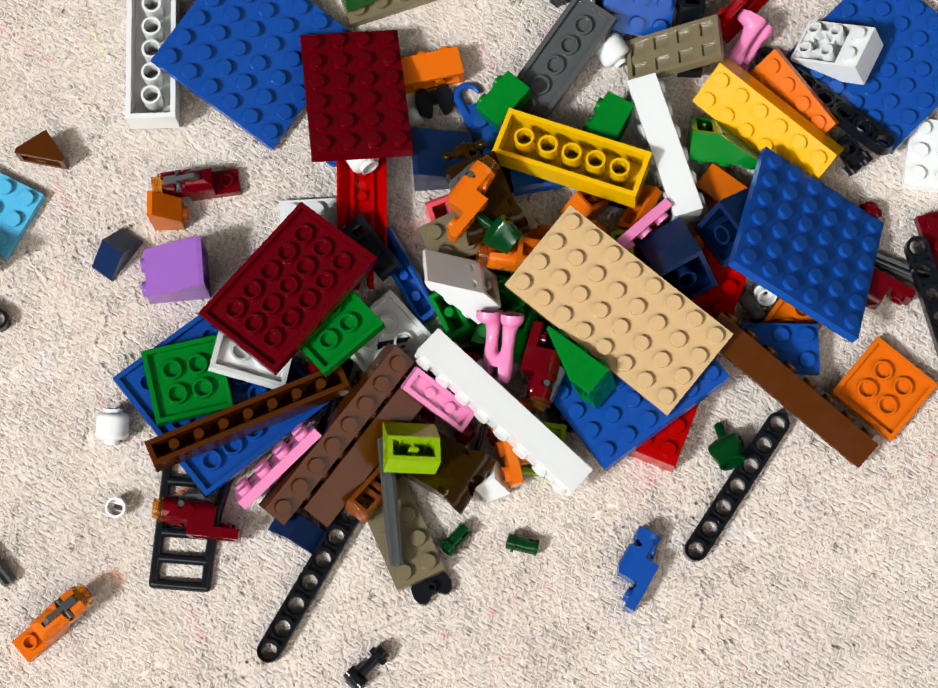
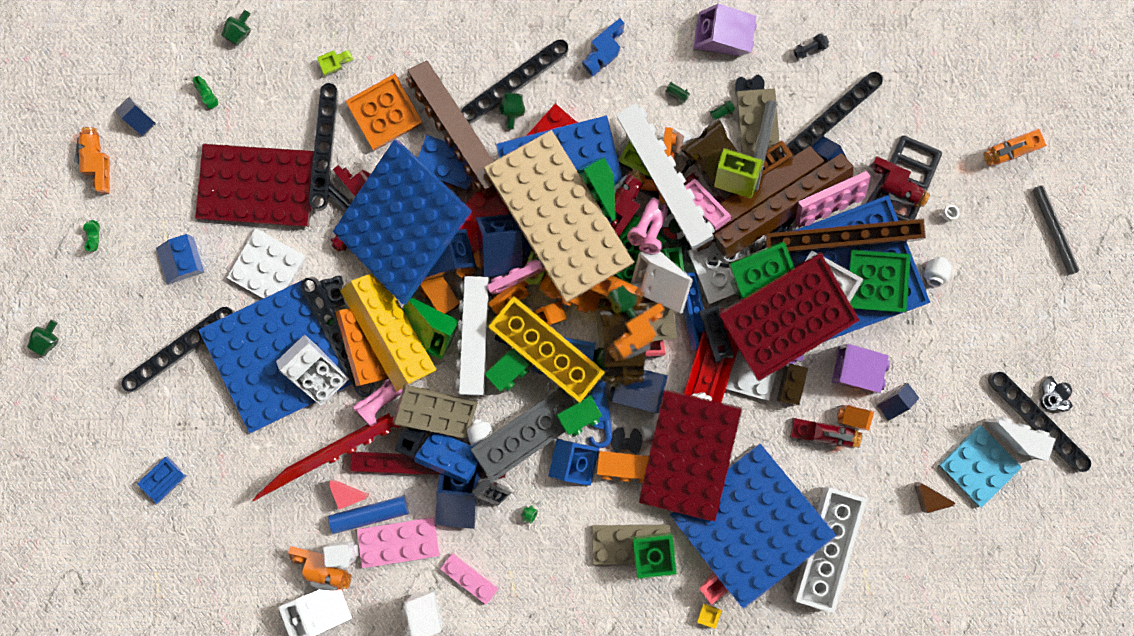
camera: 160 degrees left, 10 degrees up
(254, 223) = (792, 384): none -> dark brown brick
(487, 645) = (725, 30): none -> slope
(489, 53) = (573, 462): none -> blue slope

